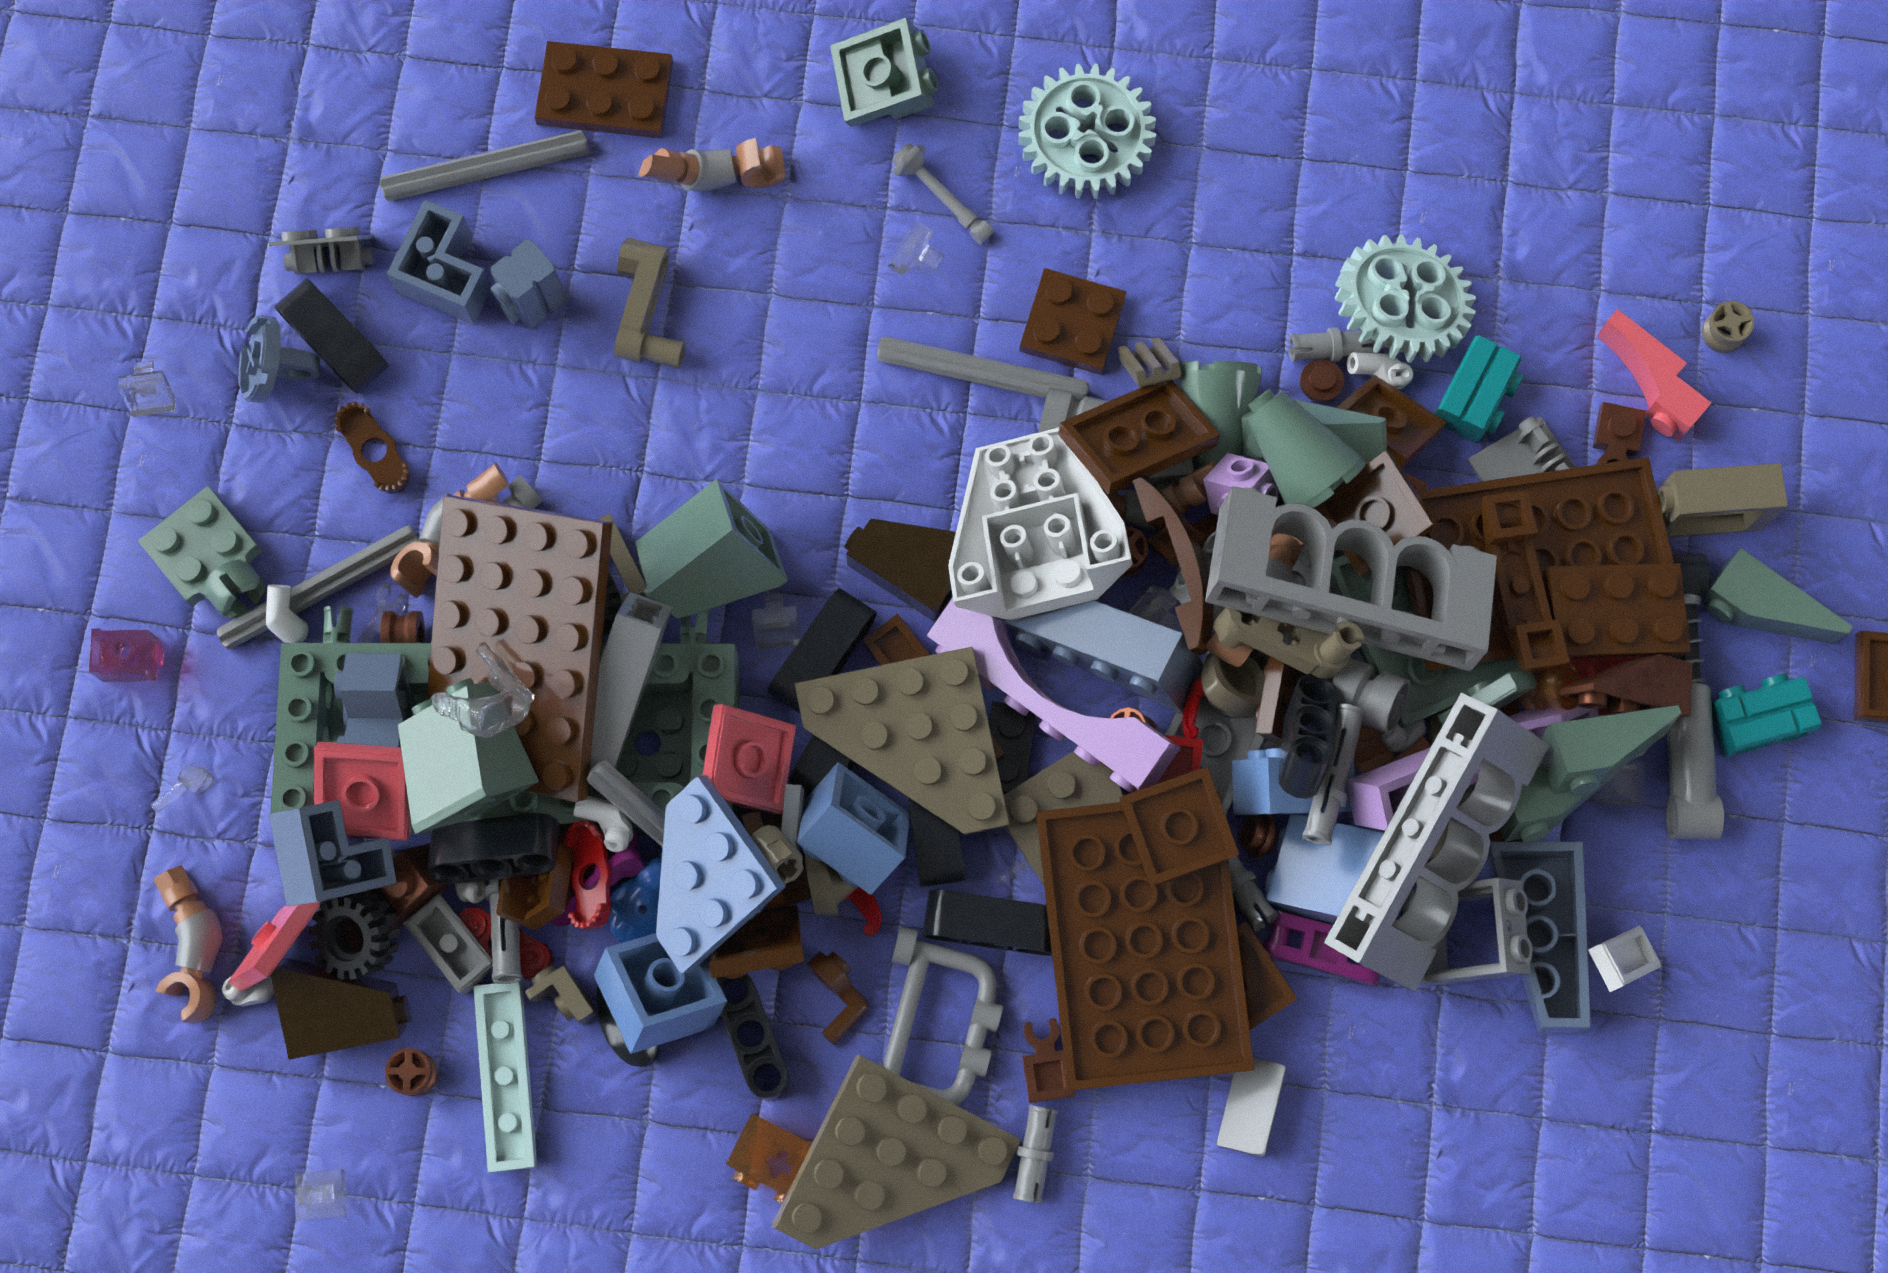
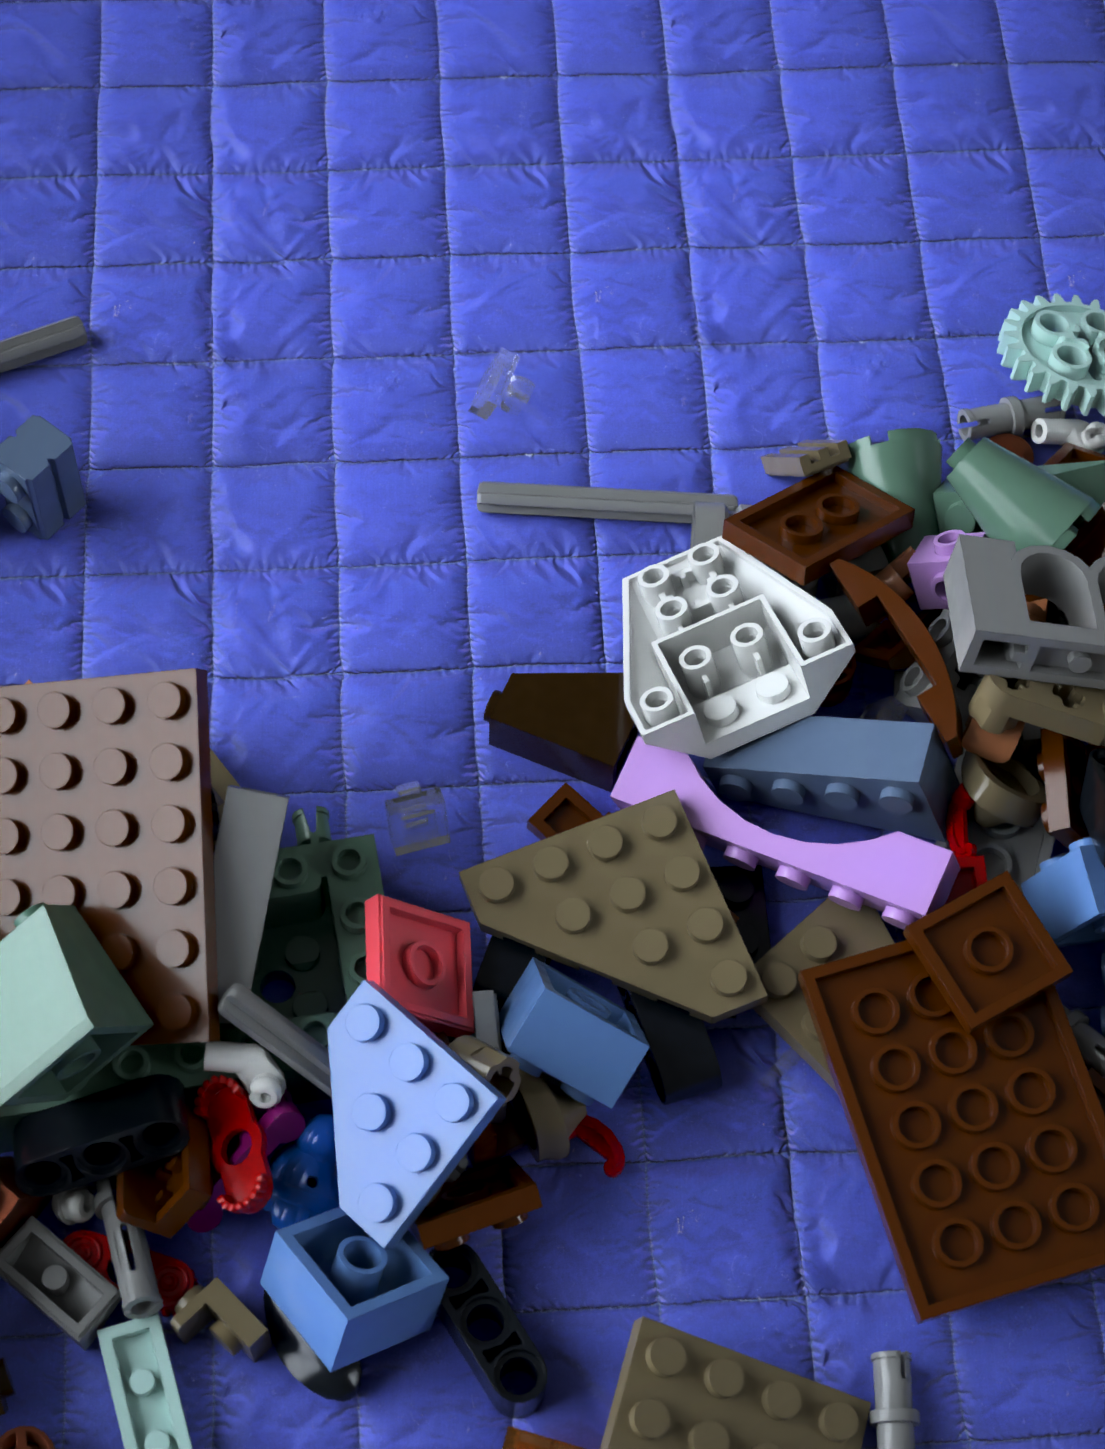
camera: 15 degrees left, 15 degrees down
(489, 714) = (86, 926): clear helmet -> none
(604, 89) = (94, 274): reddish brown plate -> none
(648, 267) = (181, 447): dark tan beam -> none
(708, 554) = (317, 742): sand green slope -> none
(717, 168) = (247, 332): nougat piece -> none
(824, 645) = (482, 831): black beam -> none
(833, 973) = (576, 1233): reddish brown plate -> none
(884, 73) = (424, 210): sand green plate -> none
(910, 161) = (473, 296): light grey piece -> none
(985, 1014) = (784, 1251): light grey bar -> none
(987, 922) = (764, 1132): black beam -> none
(1046, 1068) = (880, 1302): copper plate -> none
(1062, 157) = (671, 239): light aqua gear -> none
(1072, 321) = (701, 438): reddish brown plate -> none
(1258, 835) = (1085, 967): copper plate -> none

